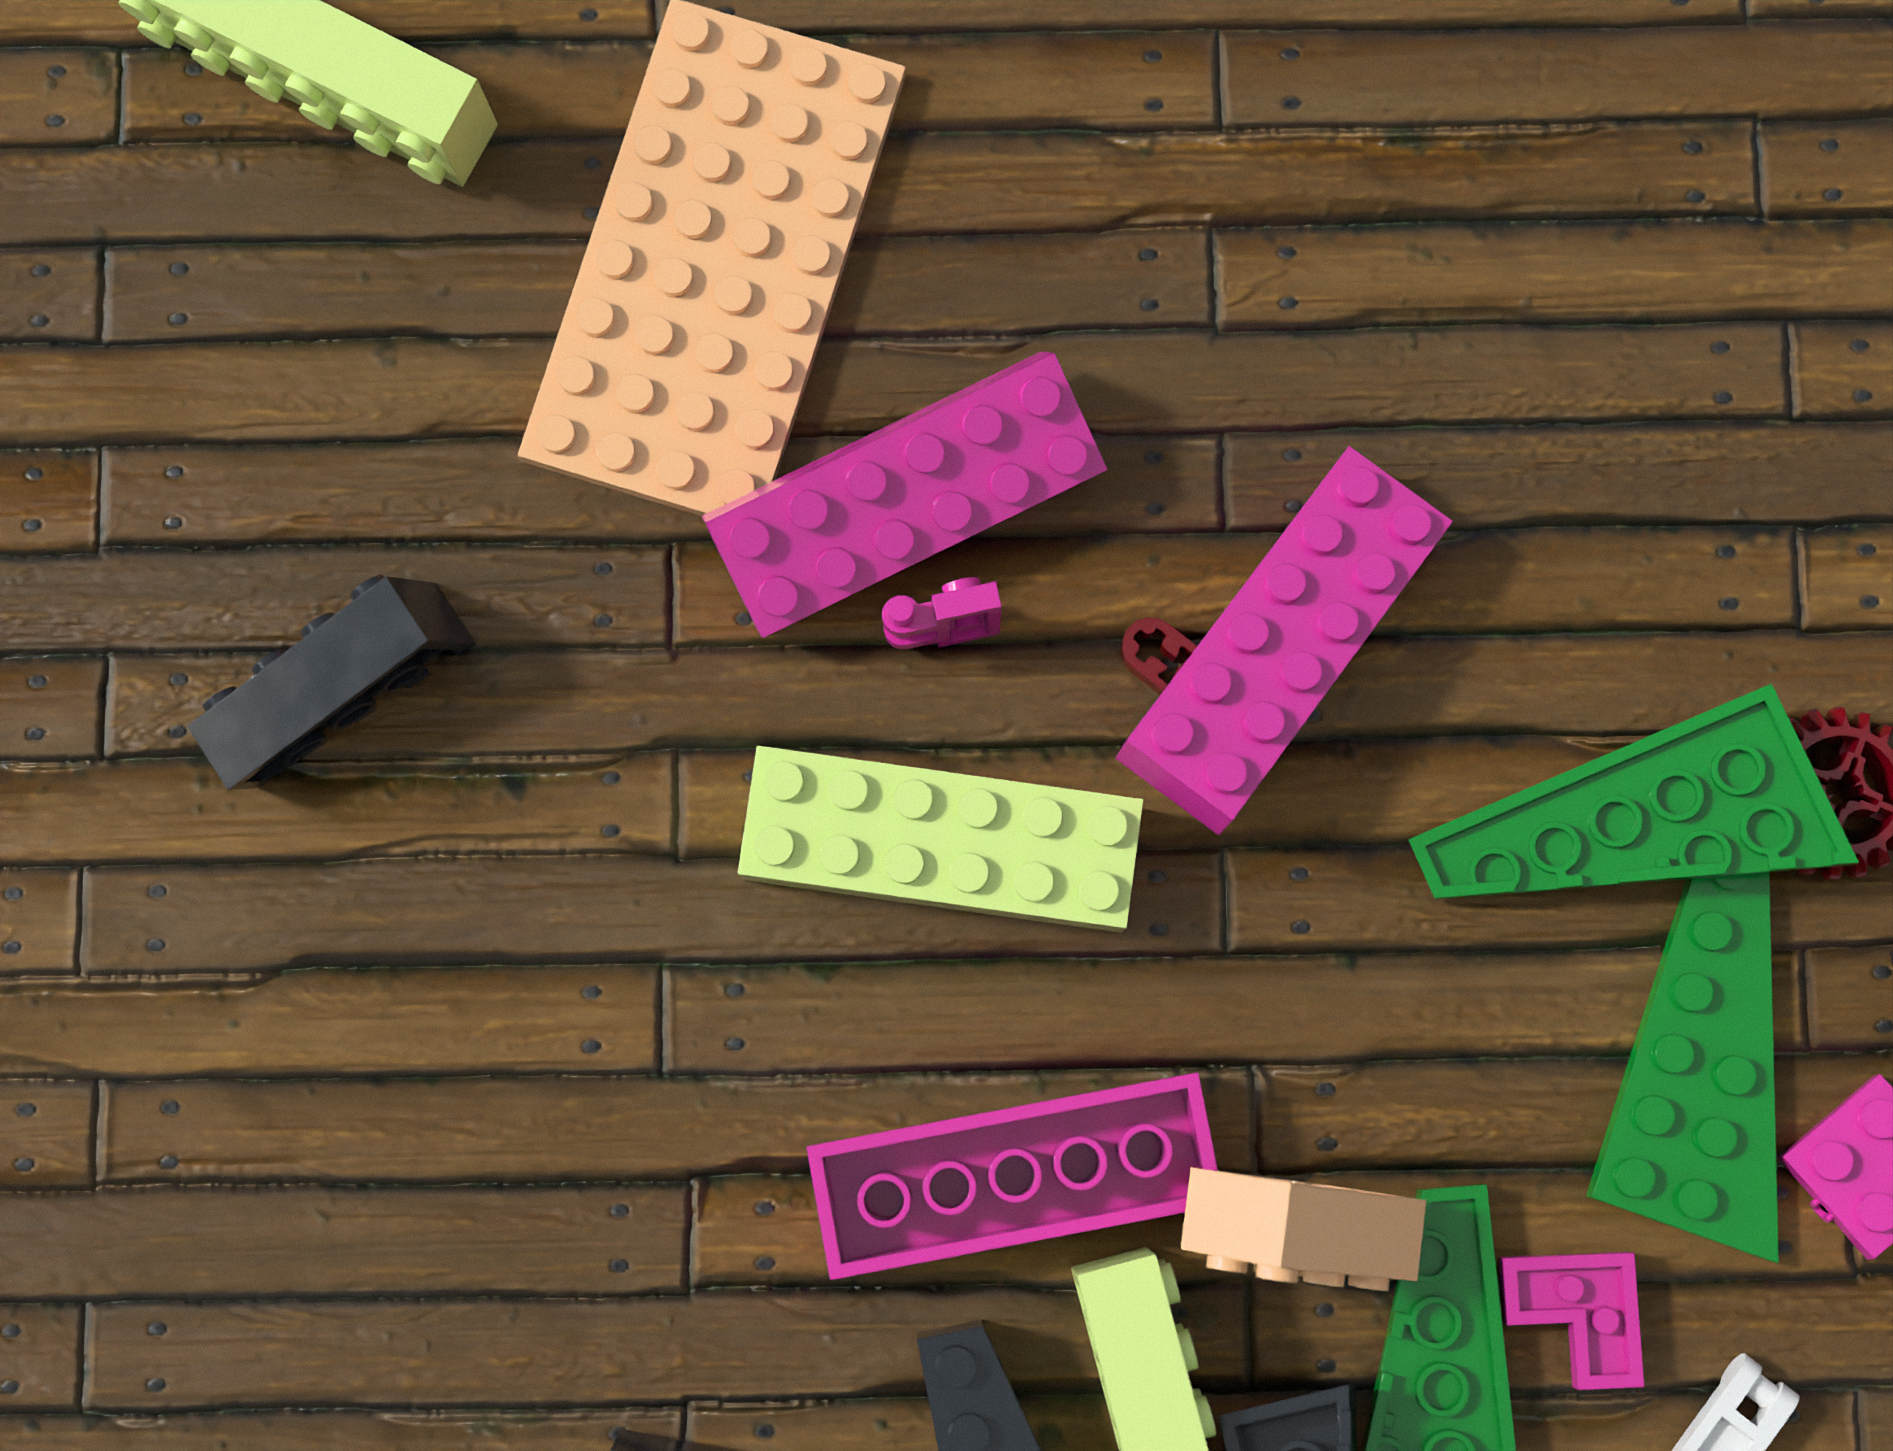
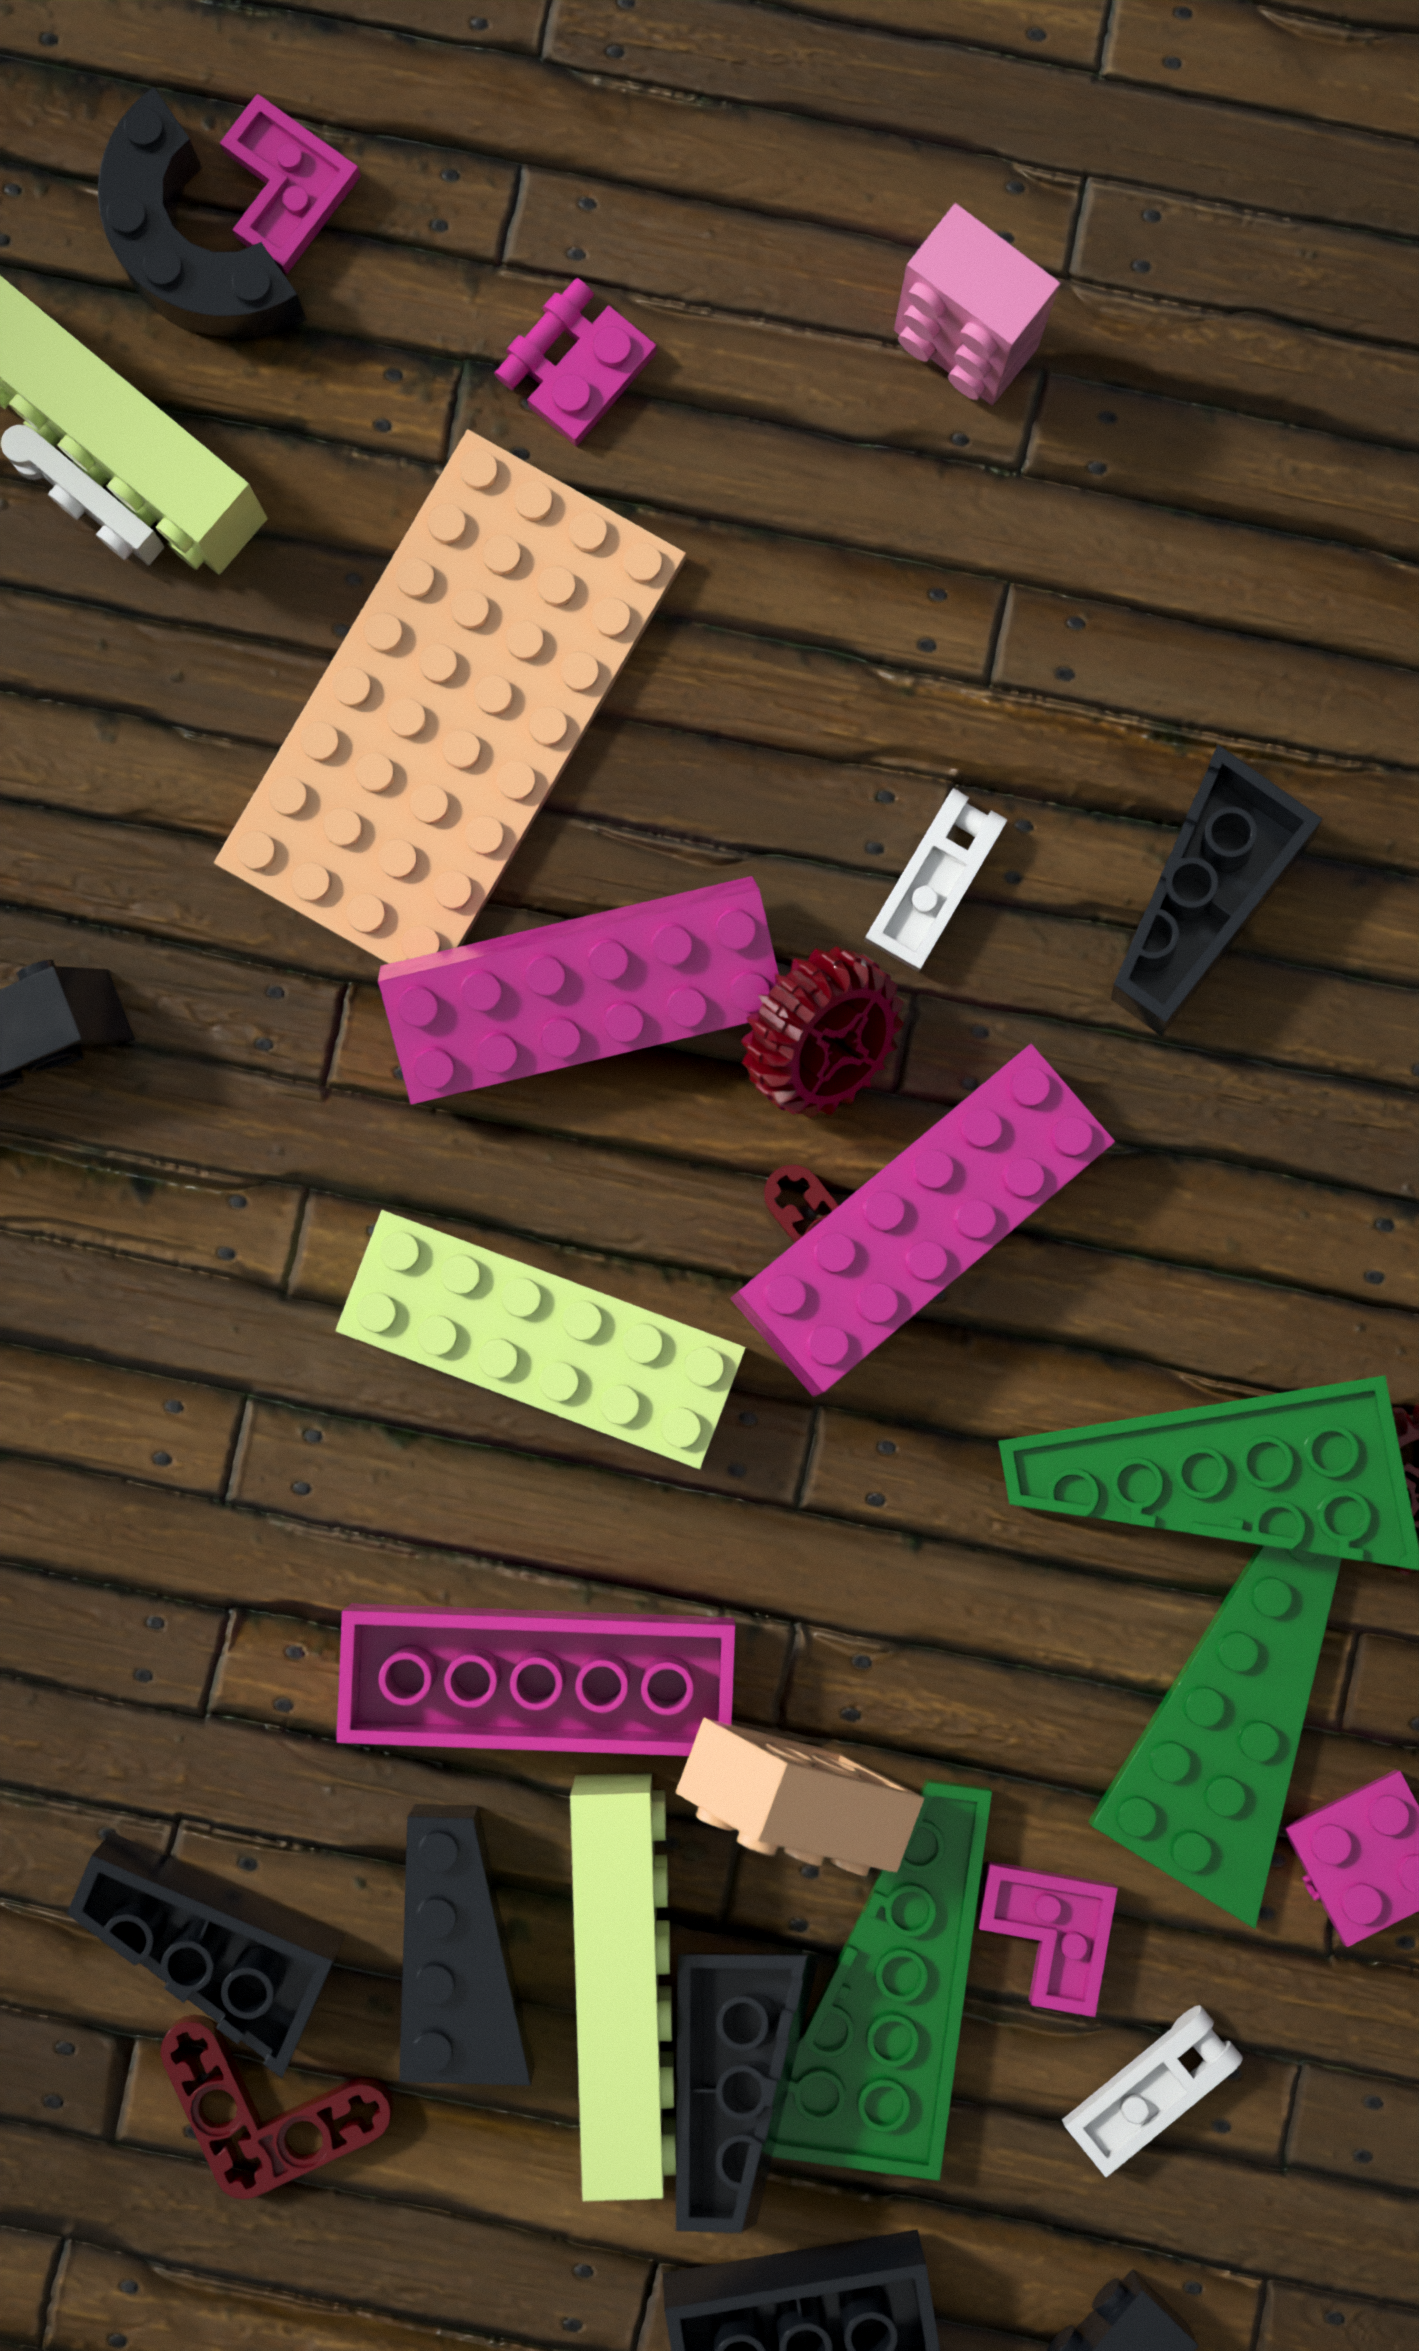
camera: 10 degrees right, 5 degrees up
(314, 136) = (79, 494): none -> white plate
(956, 616) = (610, 1122): dark pink plate -> none
(1145, 479) = (822, 1032): none -> dark red gear
(1215, 322) = (934, 882): none -> white plate
(1487, 249) = (1220, 873): none -> black wedge

